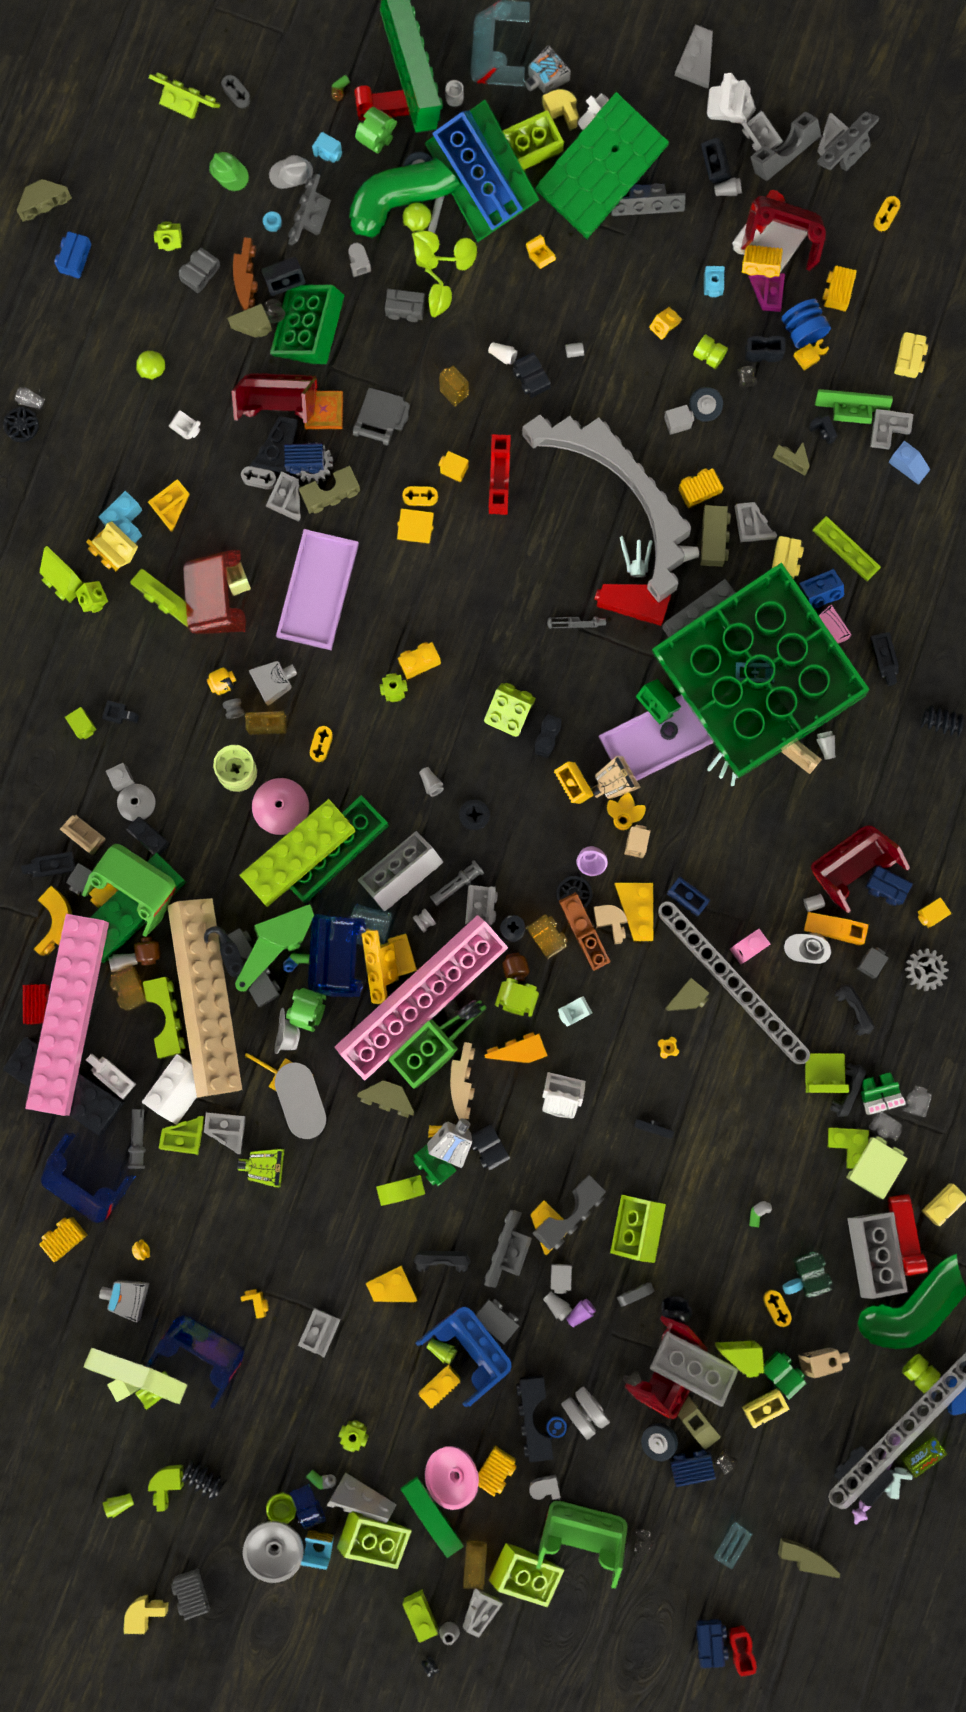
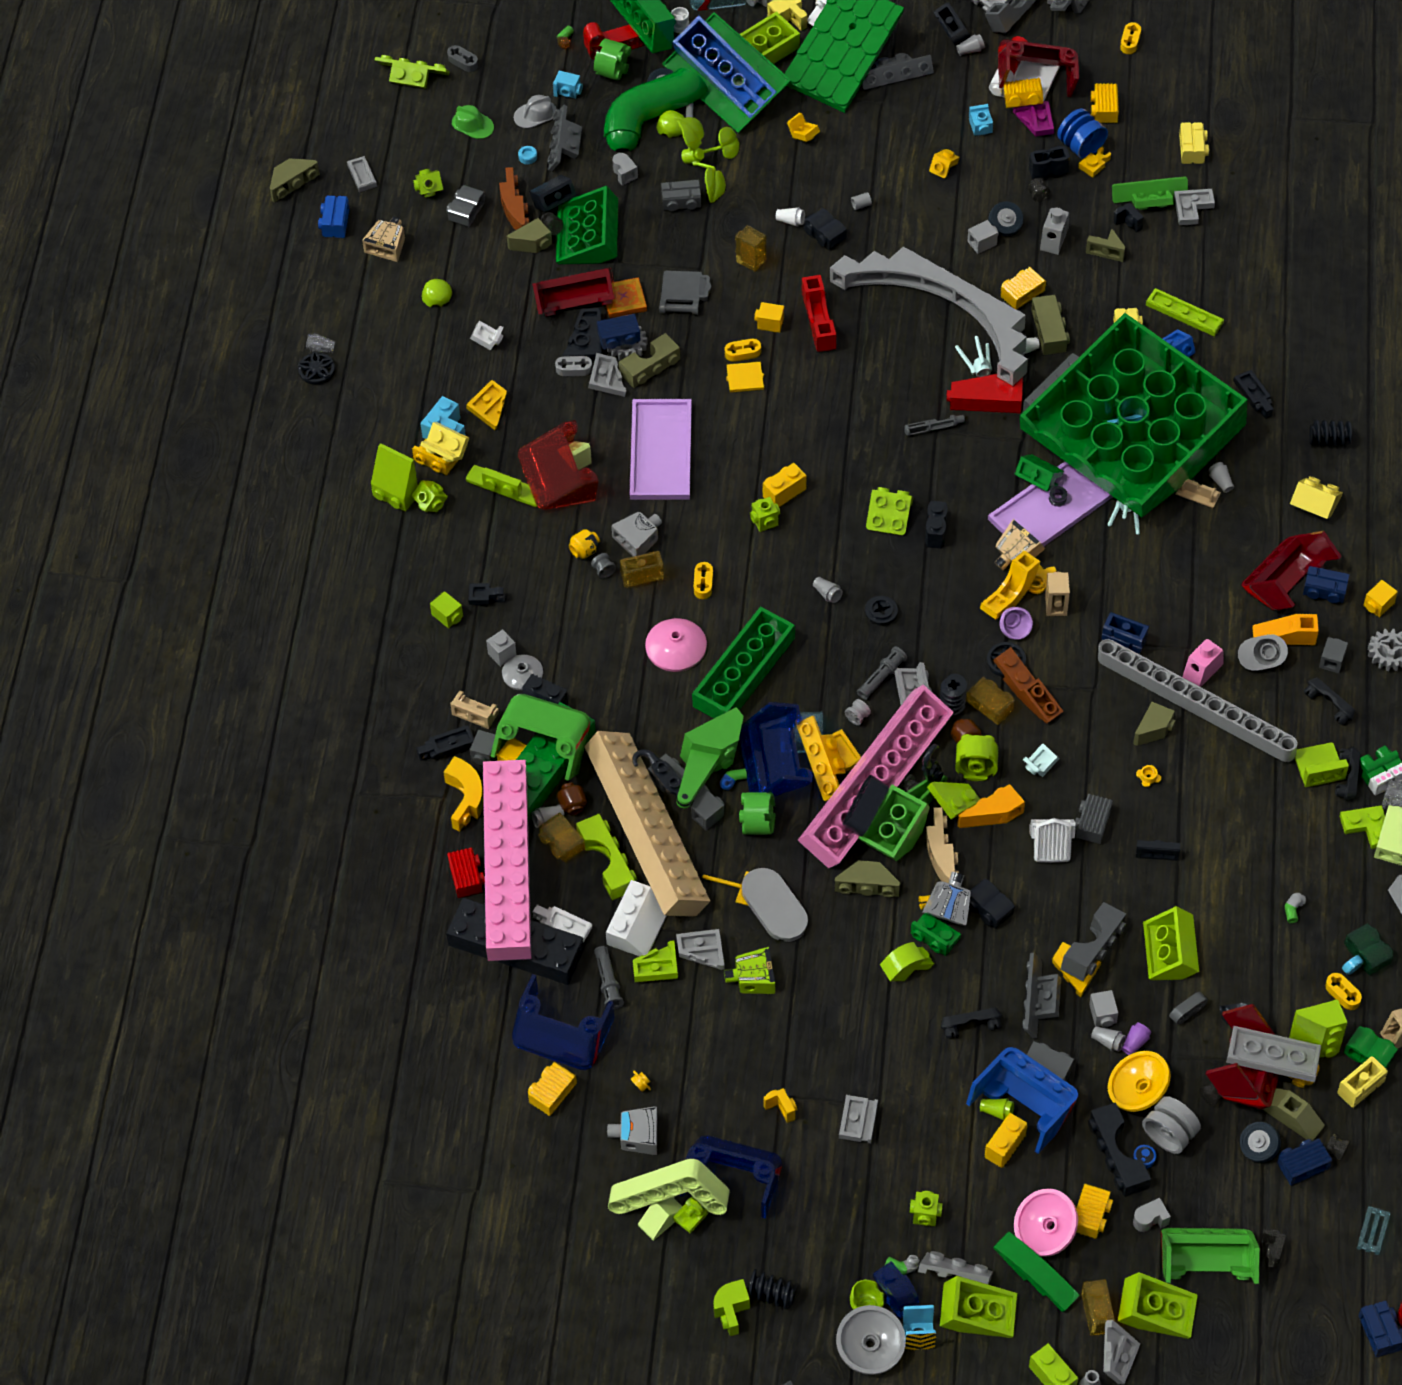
camera: 15 degrees left, 25 degrees down
(110, 208) = (361, 174): none -> light grey tile
(115, 292) = (385, 239): none -> tan torso
(118, 1504) = (681, 1339): lime cone -> none
(235, 757) = (621, 612): yellowish green wheel -> none
(287, 1035) = (742, 841): light grey piece -> none
(297, 852) = (710, 664): lime brick -> none
(392, 1287) = (924, 1060): yellow wing -> none
(400, 871) = (820, 673): light grey slope -> none
(400, 1034) = (865, 805): none -> black beam
(486, 1035) = (953, 797): none -> lime wing
(560, 1357) = (1139, 1081): none -> yellow dish
(573, 782) = (975, 557): yellow brick -> none
(596, 825) = (1016, 584): none -> yellow arch
(605, 1083) = (1093, 818): none -> dark grey brick
(611, 916) = (1052, 669): tan brick -> none
(638, 908) = (1077, 658): yellow wing -> none
(710, 351) = (995, 175): lime wheel -> none
(749, 428) = (1057, 223): none -> light grey torso
(752, 523) = (1083, 308): light grey wing -> none
(814, 902) = (1255, 616): light grey hinge -> none
(908, 788) = (1316, 497): none -> light yellow slope
(910, 462) = (1221, 228): medium blue slope -> none

